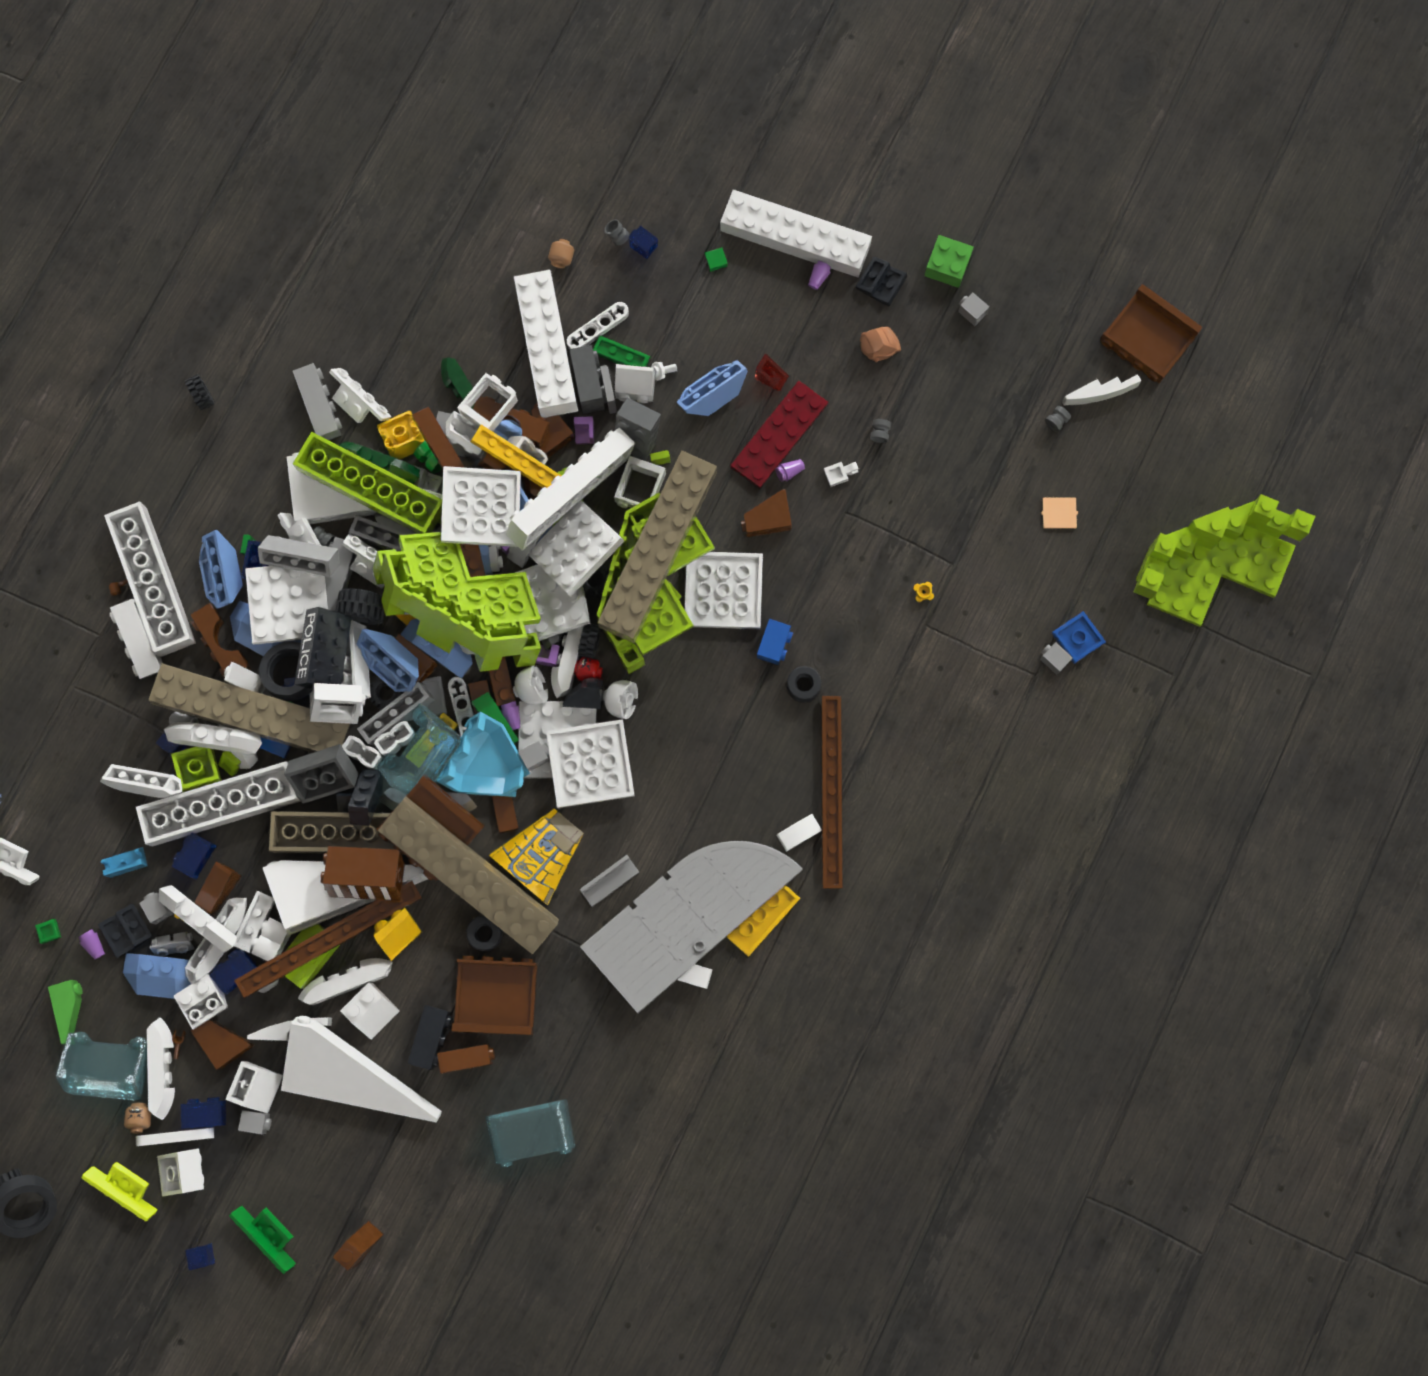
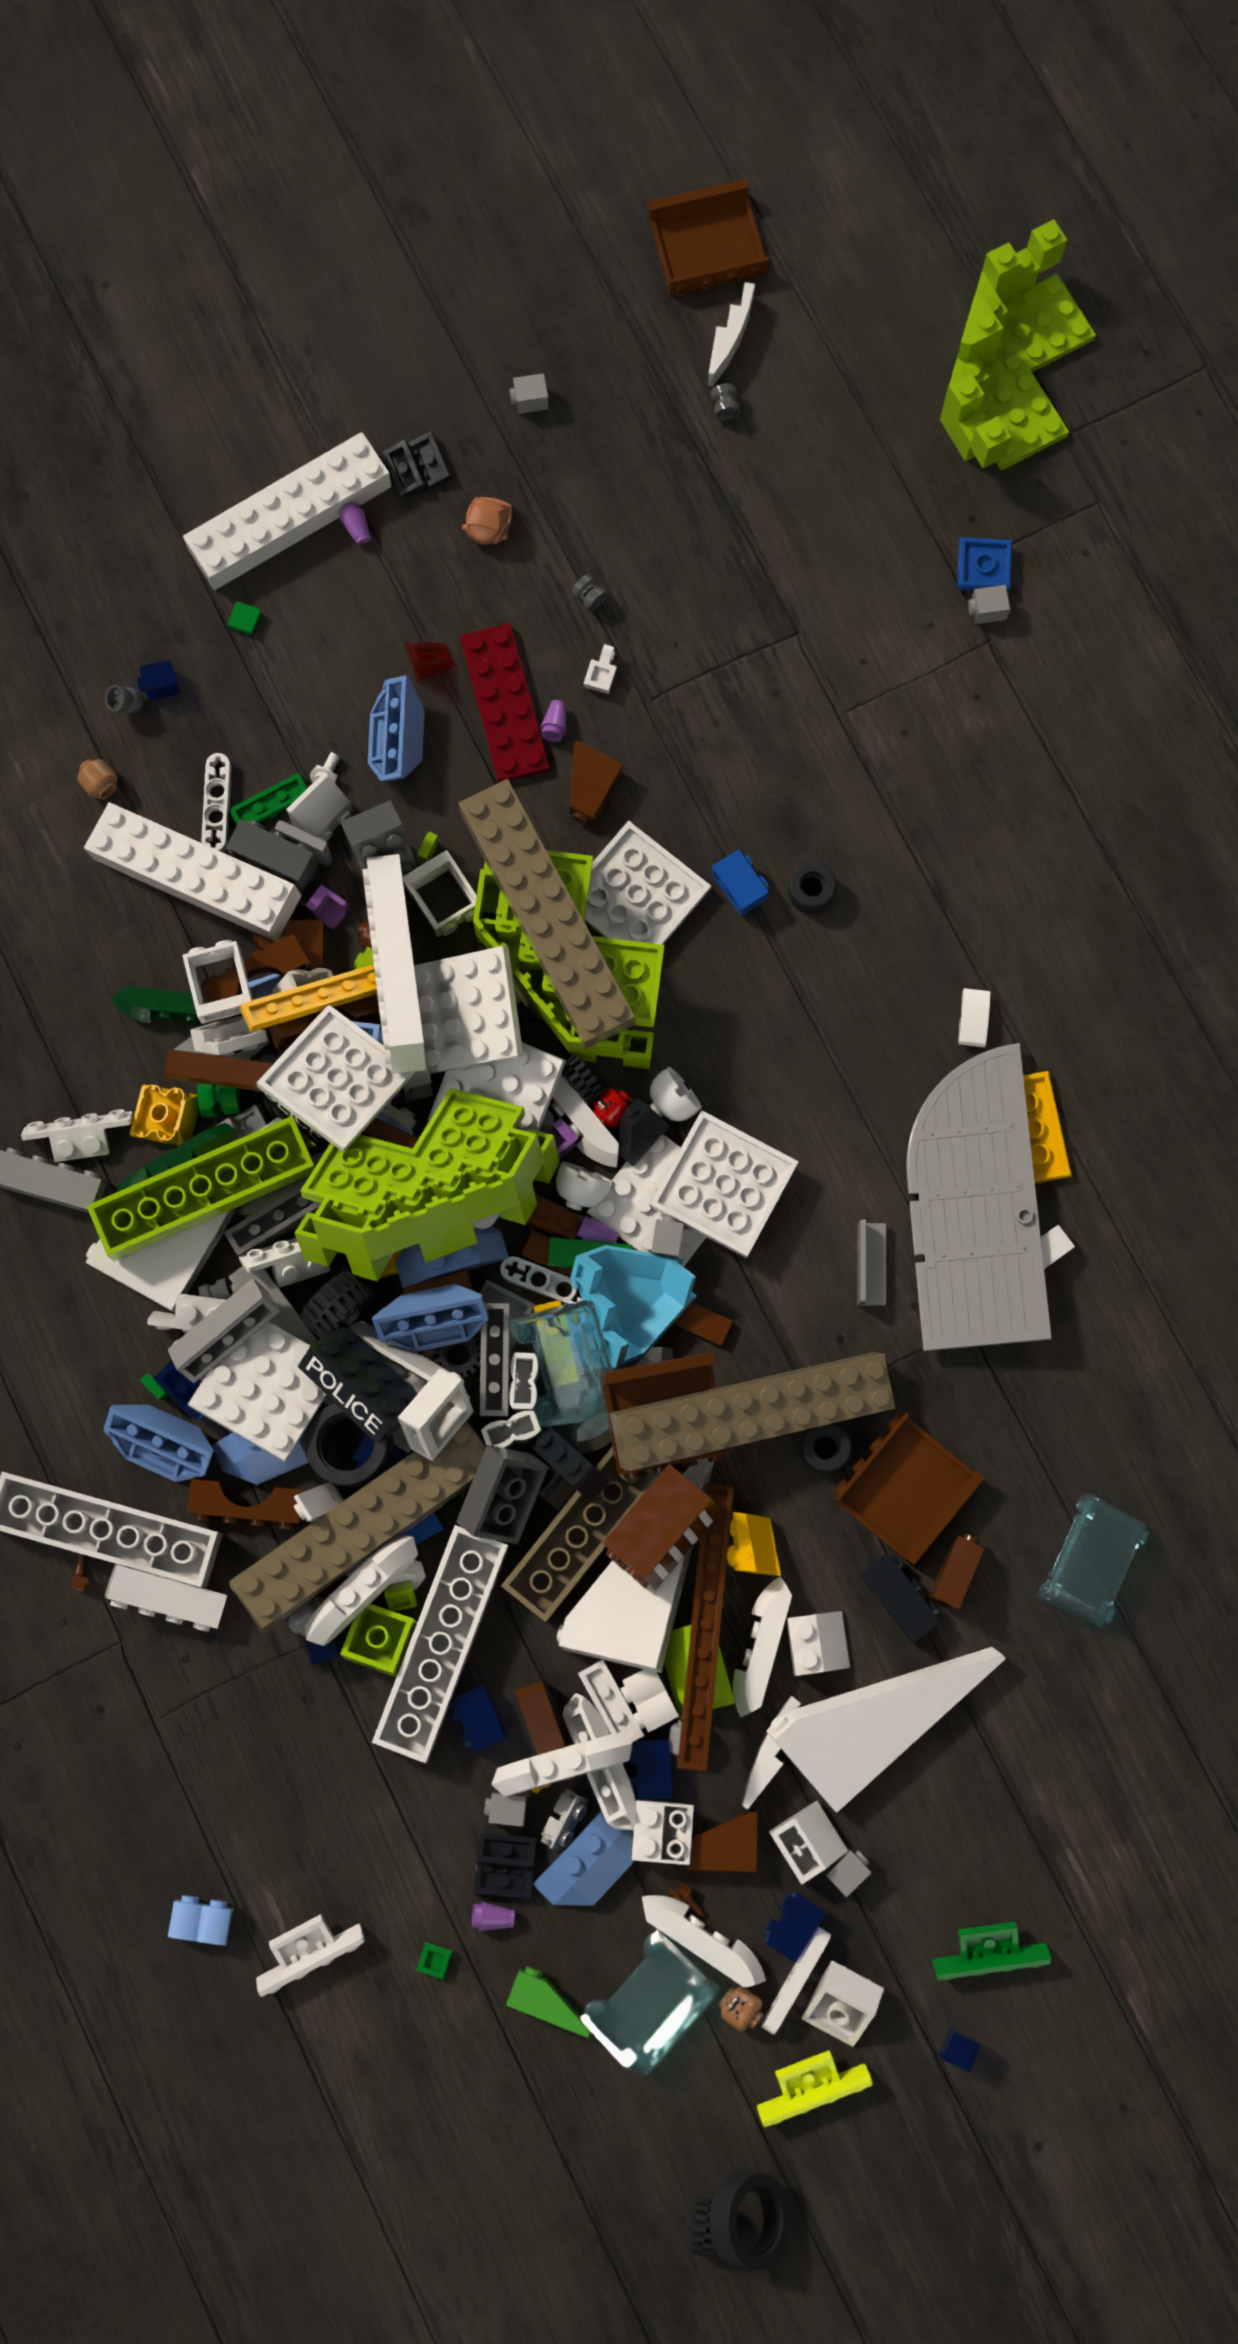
camera: 55 degrees left, 0 degrees up
(124, 862) = (422, 1807): dark azure hinge -> none
(141, 781) = (345, 1714): white brick -> none
(358, 1246) = (1083, 1852): reddish brown slope -> none
(540, 853) = (780, 1318): wedge -> none
(831, 793) = (956, 949): reddish brown plate -> none
(927, 587) = (806, 678): yellow plate -> none
(948, 261) = (455, 377): bright green brick -> none
(1059, 513) = (829, 481): light nougat piece -> none

